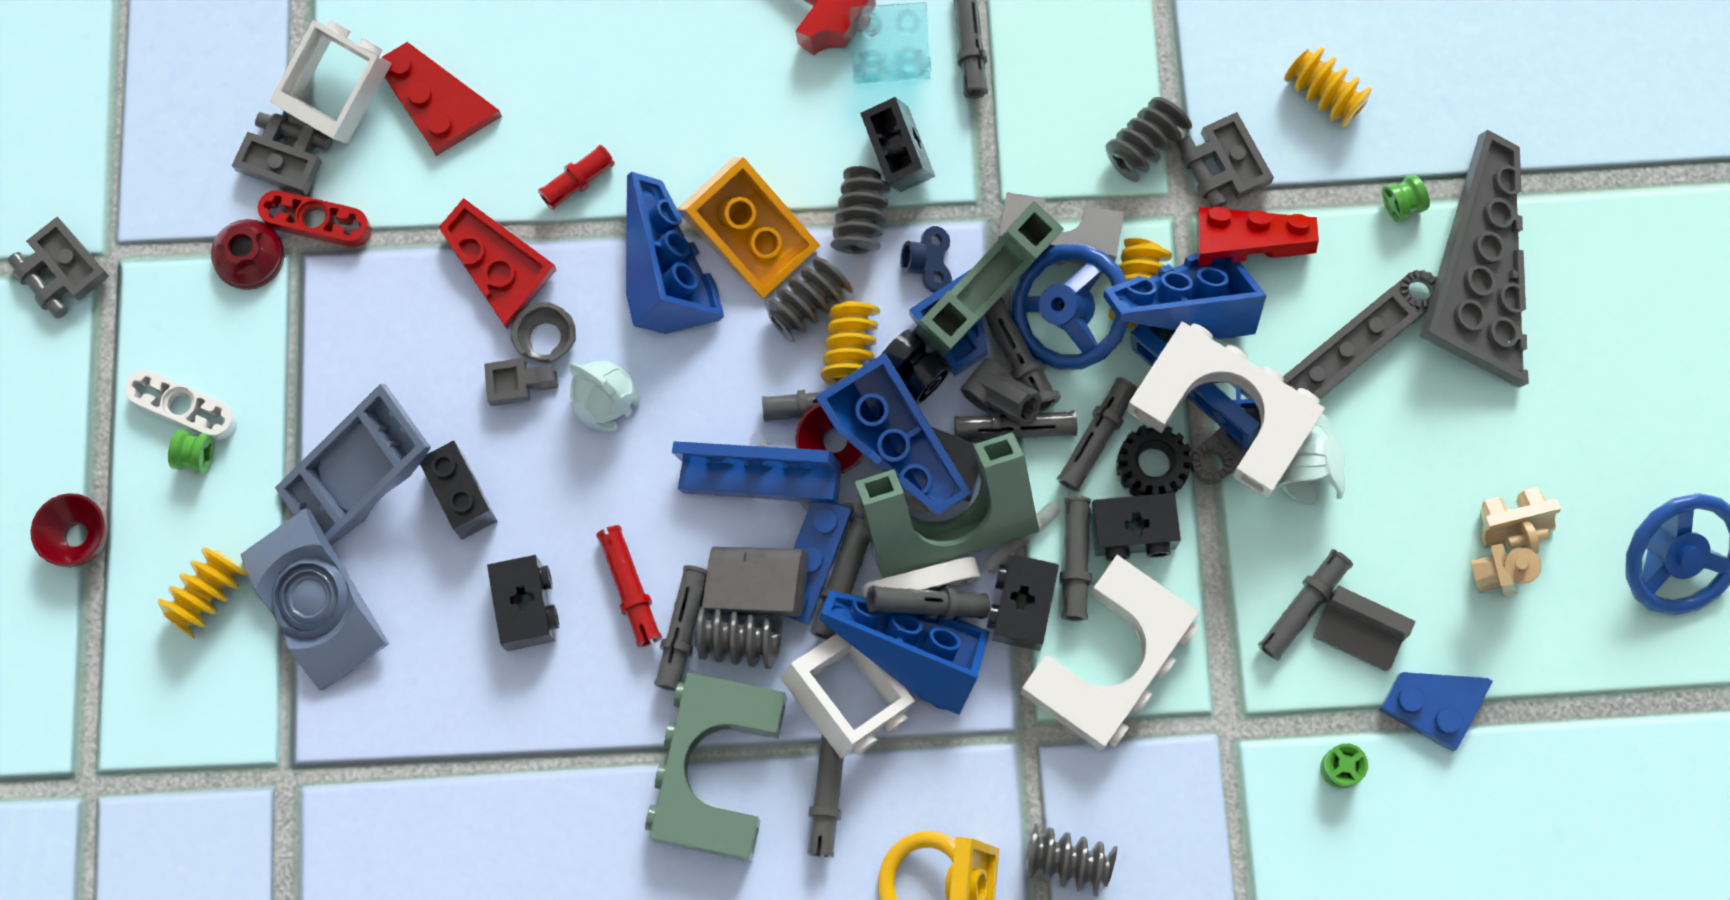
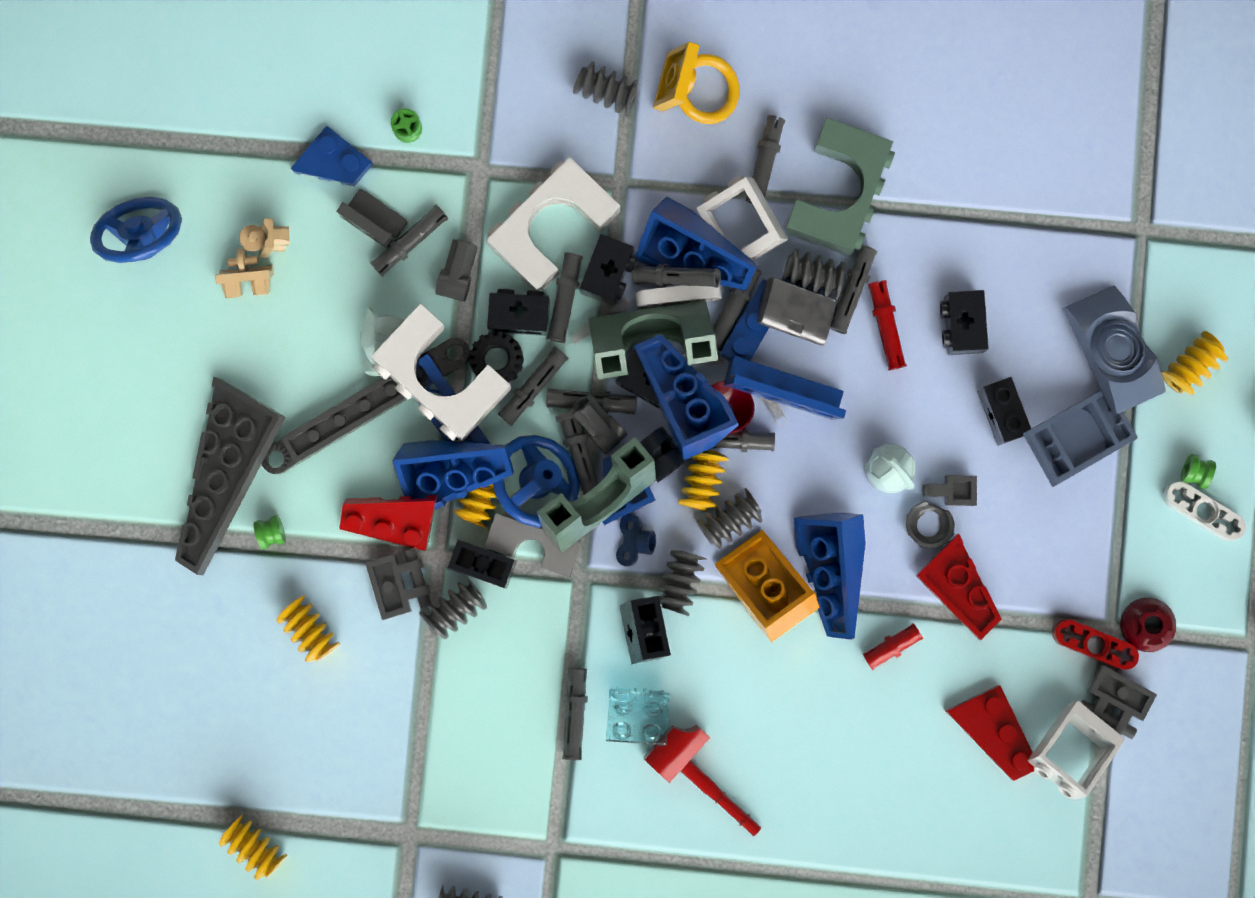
camera: 170 degrees left, 10 degrees up
(1124, 190) = (482, 564): none -> black brick
(1231, 561) = (455, 278): none -> dark grey piece

